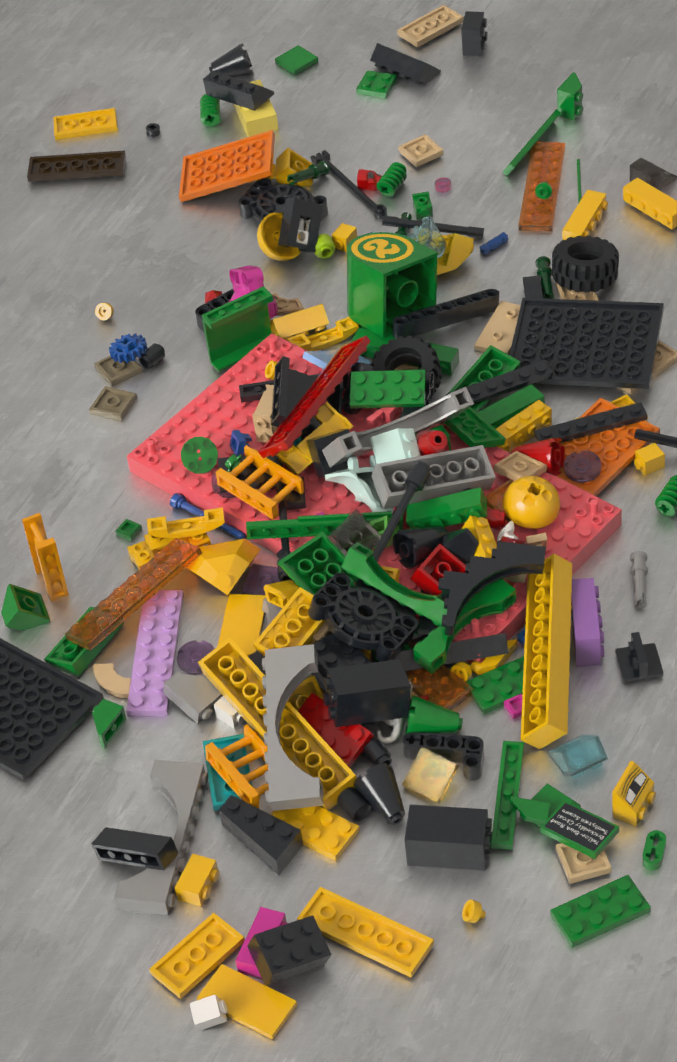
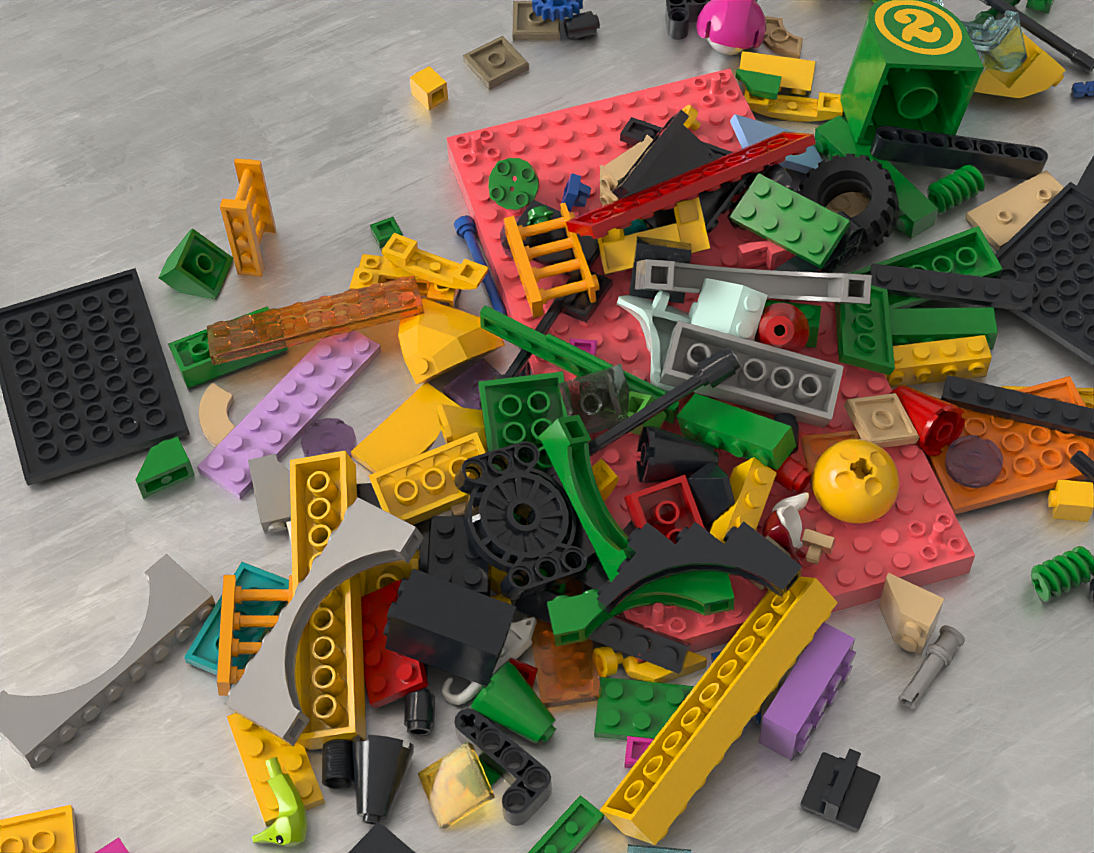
camera: 30 degrees right, 10 degrees up
(84, 437) = (429, 88): none -> yellow brick
(135, 848) = (50, 661): black brick -> none
(197, 880) = (90, 746): yellow brick -> none
(237, 328) = (688, 41): green panel -> none
(261, 832) = (206, 740): black wedge -> none
(297, 333) = (760, 84): none -> green tile
(353, 844) = (292, 823): none -> lime animal
(459, 333) = (955, 188): none -> green piece
(608, 556) = (909, 613): none -> tan slope

